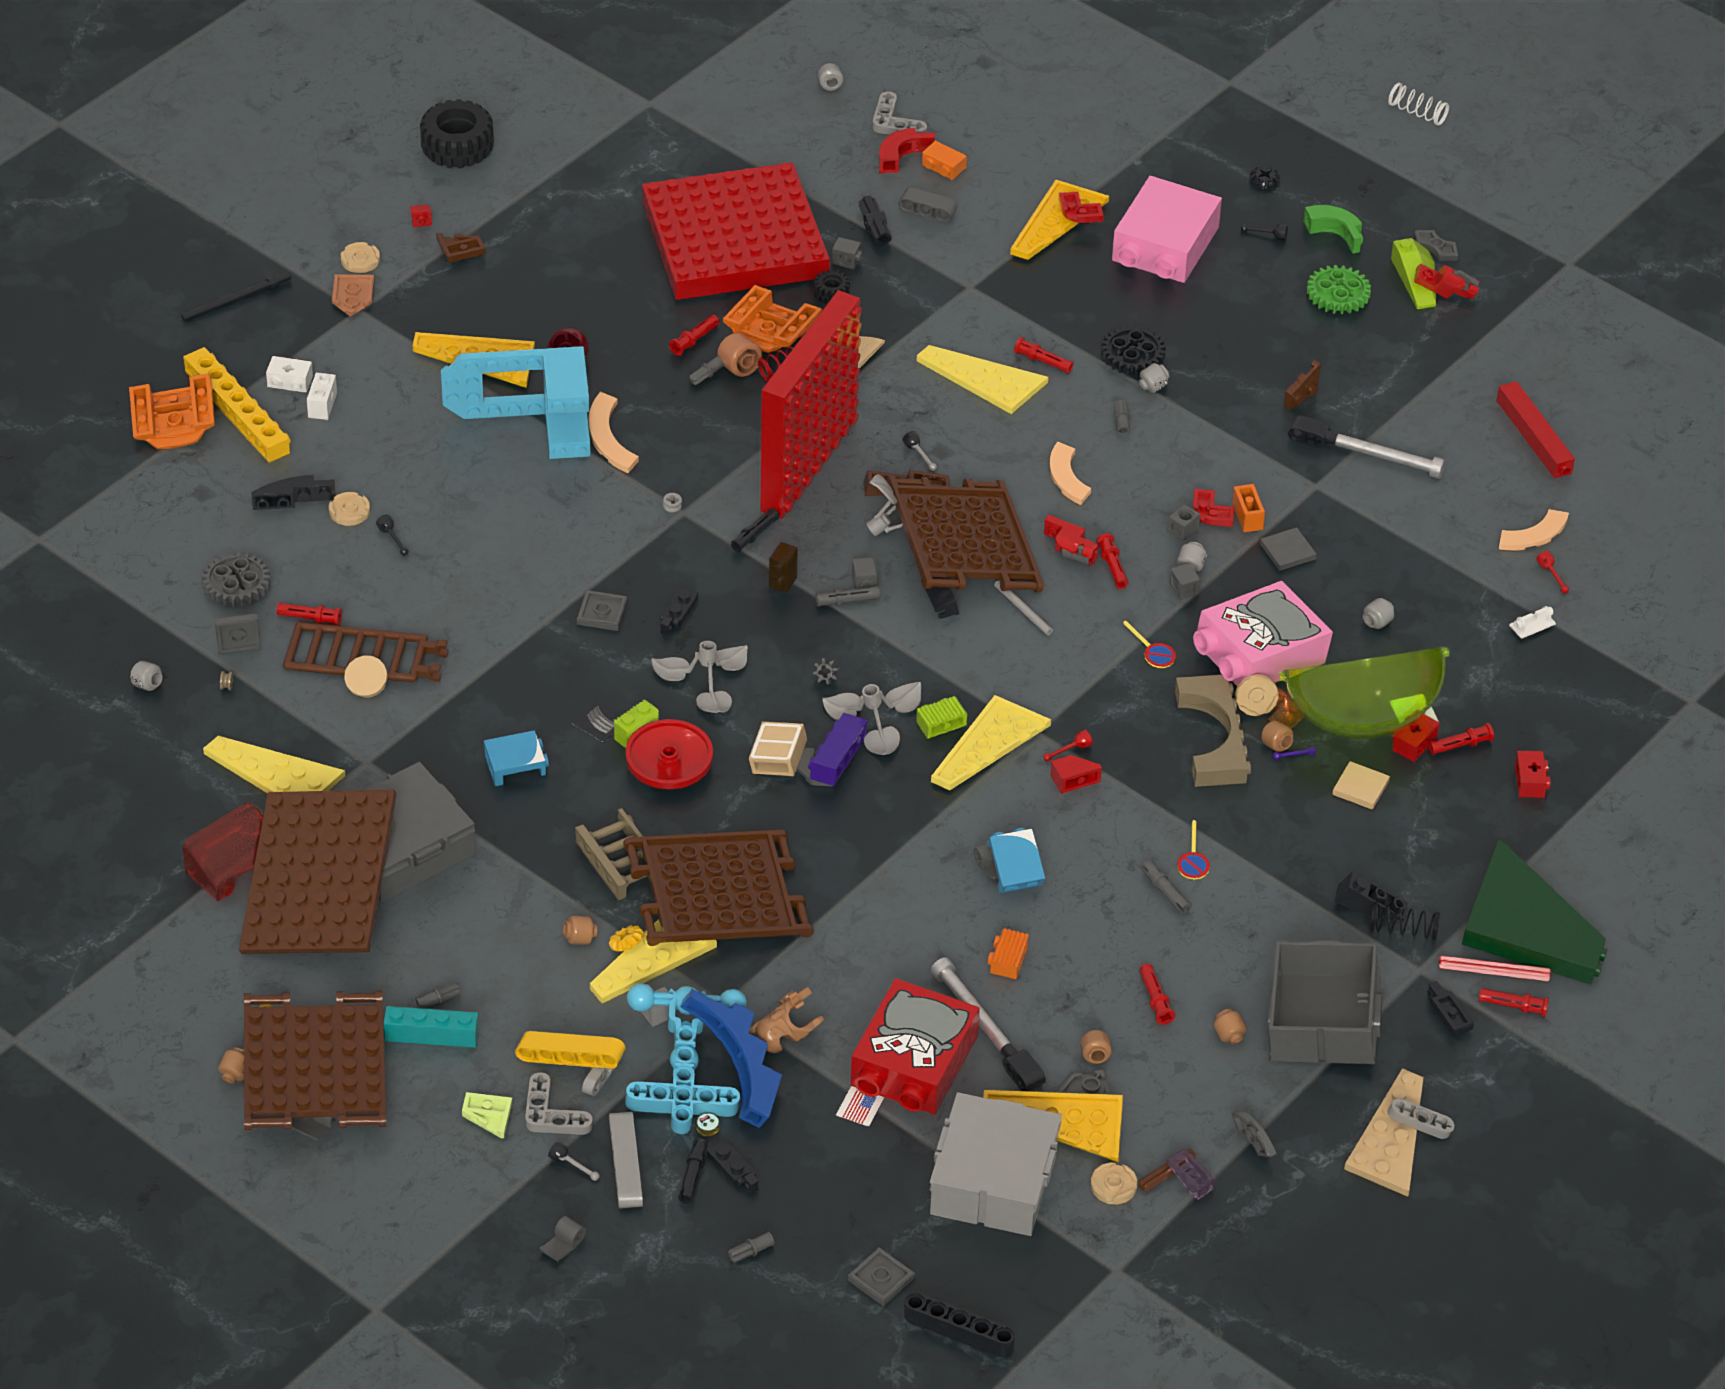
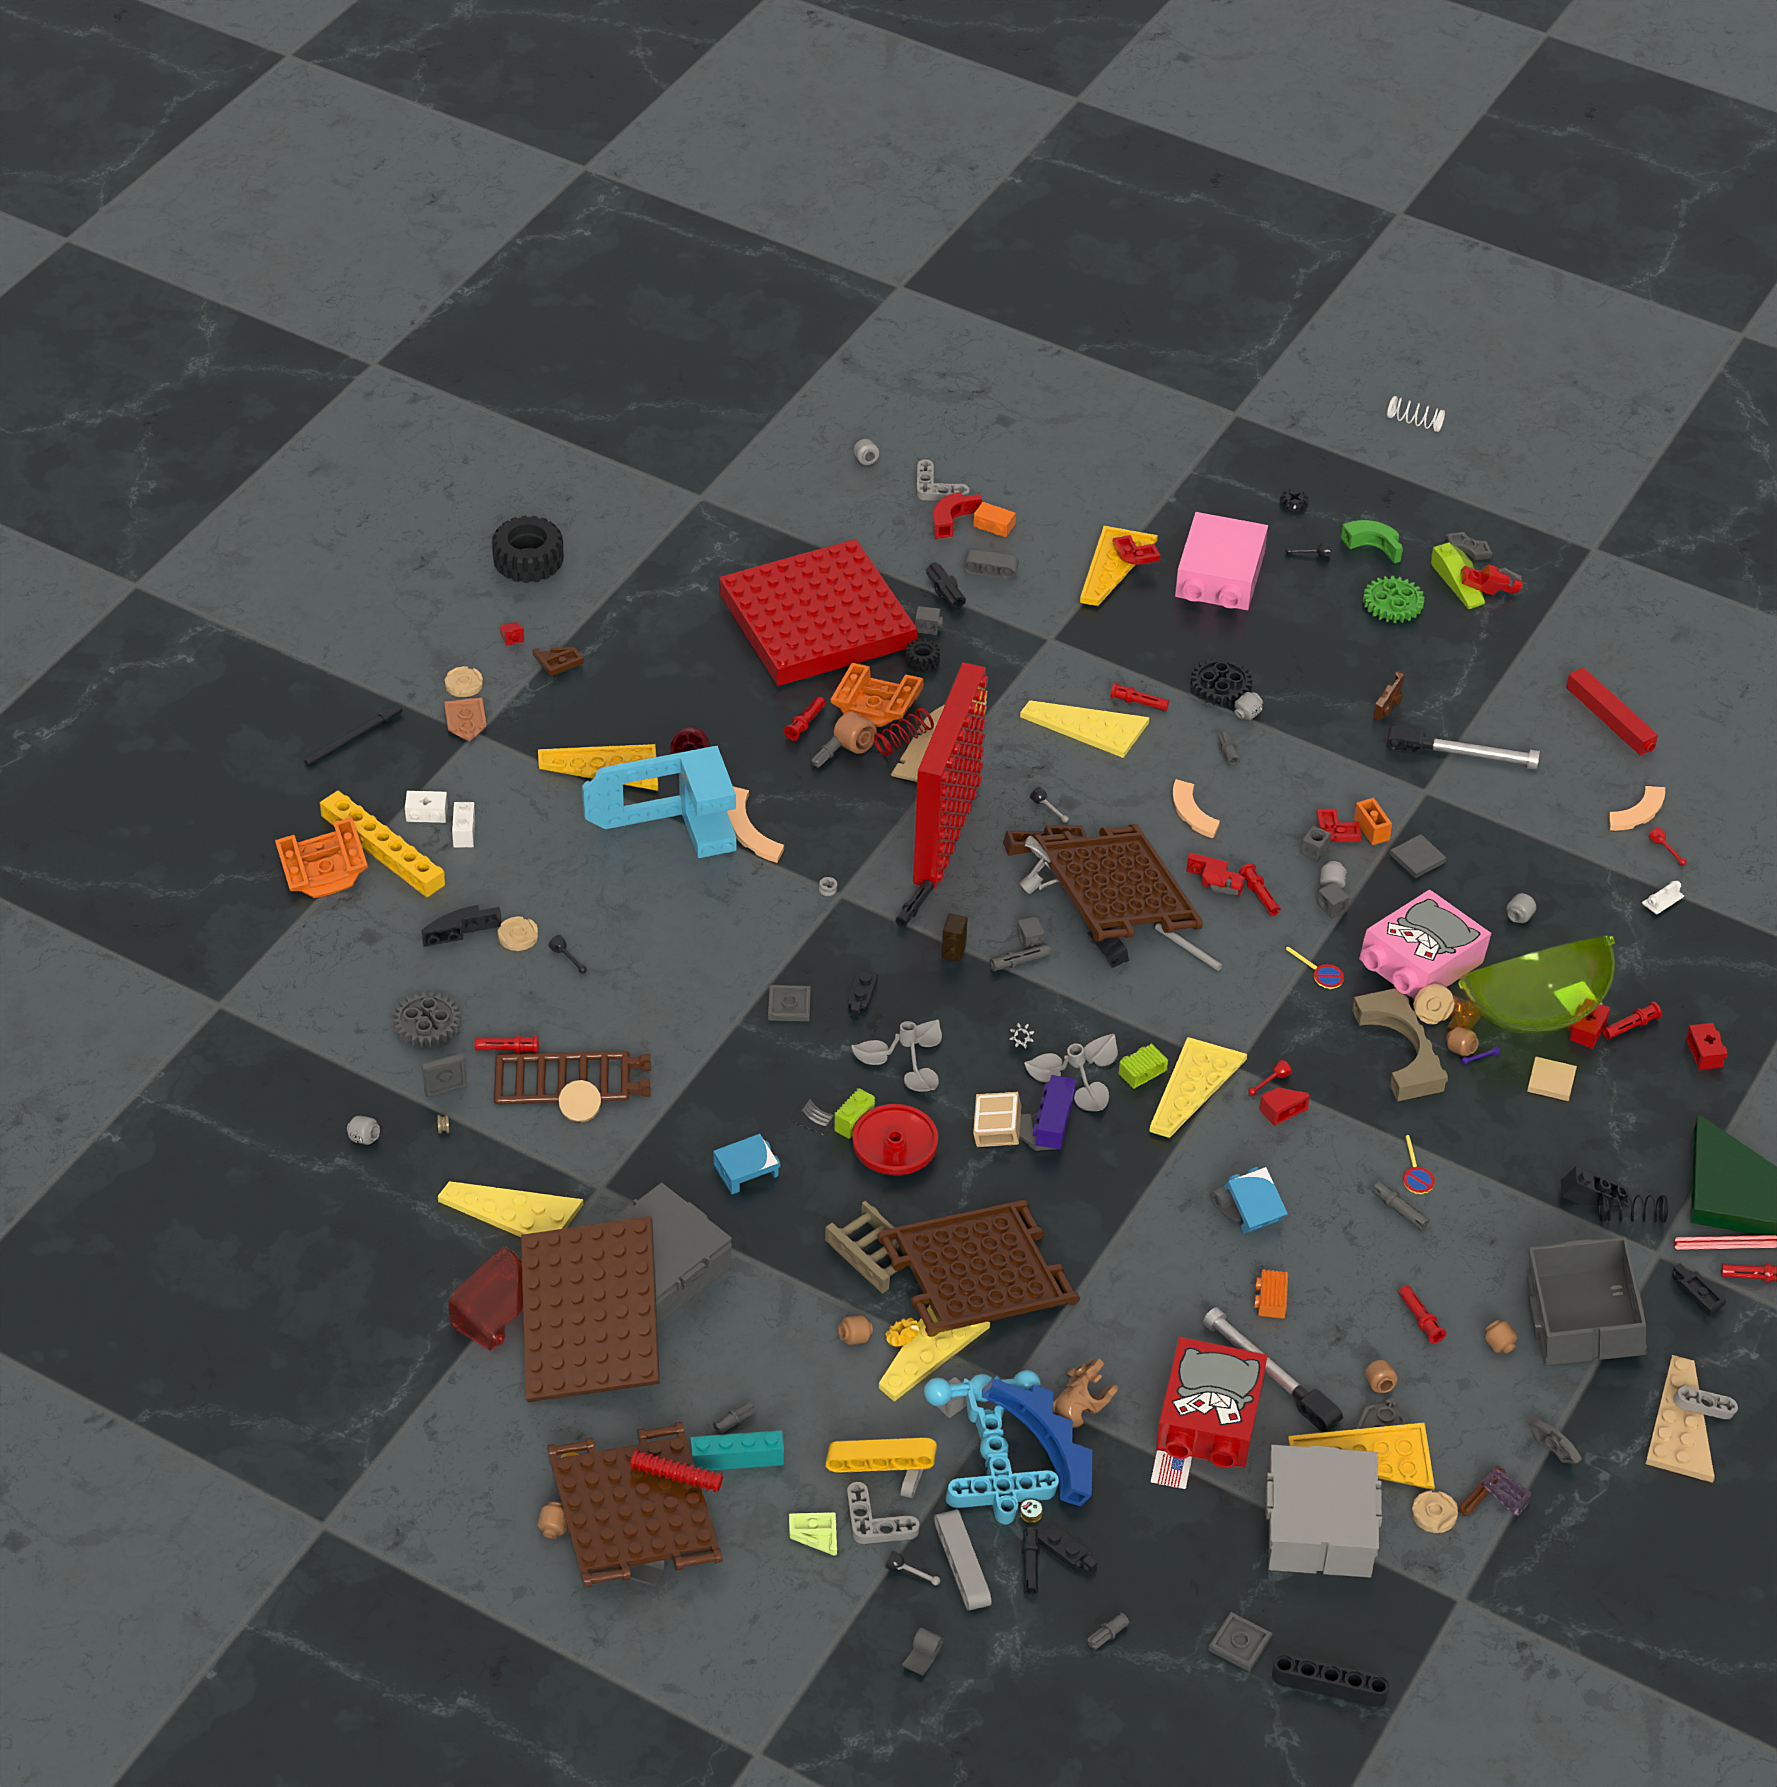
camera: 10 degrees left, 0 degrees up
(361, 1034) = (676, 1471): none -> red piece

